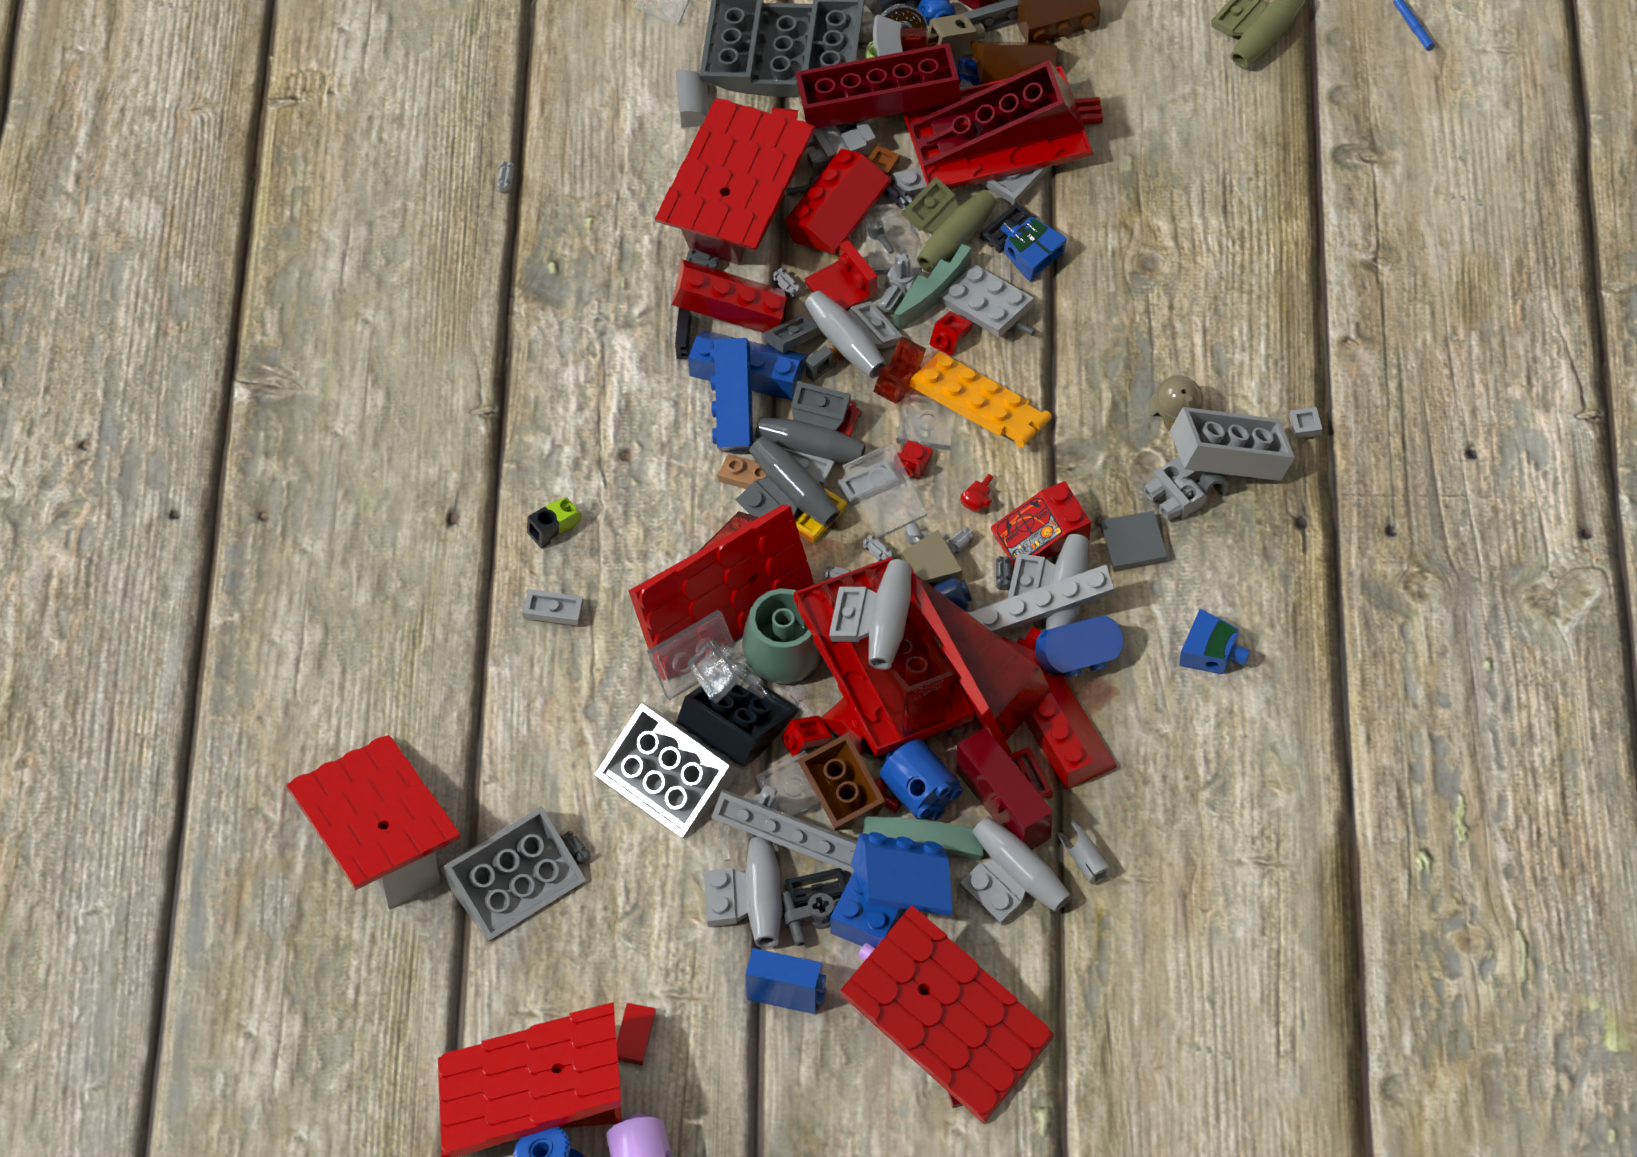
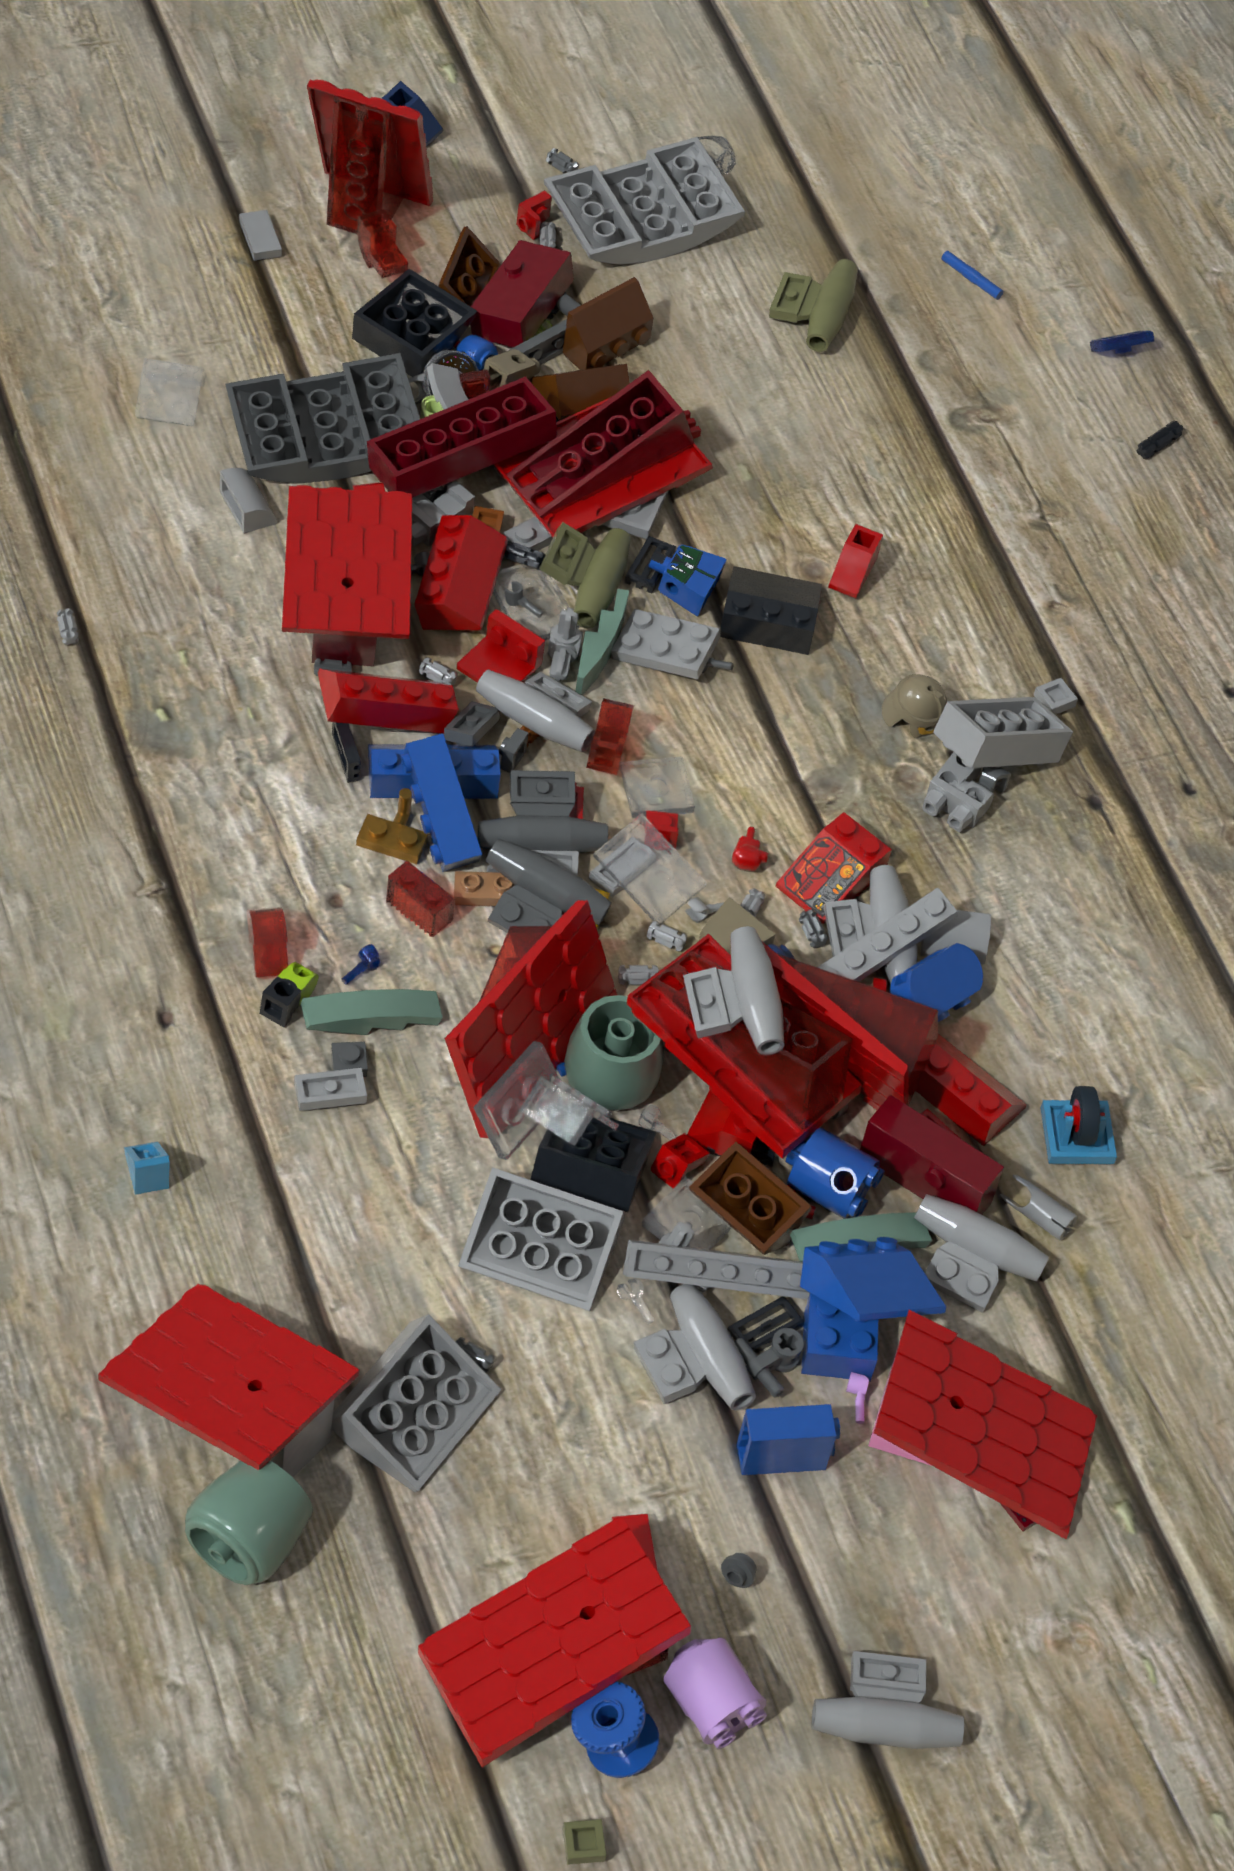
camera: 30 degrees left, 5 degrees down
(343, 927) = (248, 1521): none -> sand green piece
(387, 633) = (148, 1167): none -> dark azure slope
(551, 474) = (268, 940): none -> clear red brick
(580, 585) = (349, 1056): none -> dark grey plate
(608, 550) = (367, 1009): none -> sand green slope
(629, 511) = (369, 960): none -> clear blue hand
(688, 470) = (420, 898): none -> clear red brick
(692, 413) = (394, 837): none -> pearl gold plate
(707, 1072) = (739, 1570): none -> dark grey plate
(949, 331) = (641, 687): red bracket -> none
(979, 399) = (705, 749): light orange hinge -> none
(1091, 289) = (770, 610): none -> black slope
(1125, 607) = (967, 929): none -> light grey brick
(1133, 541) = (934, 861): dark grey tile -> none
(1148, 797) = (1078, 1129): none -> dark azure plate
(1182, 263) = (856, 560): none -> red slope
(1212, 645) = (1070, 950): blue torso -> none
(1514, 211) = (1159, 439): none -> black axle
(1520, 114) = (1123, 342): none -> clear blue plate

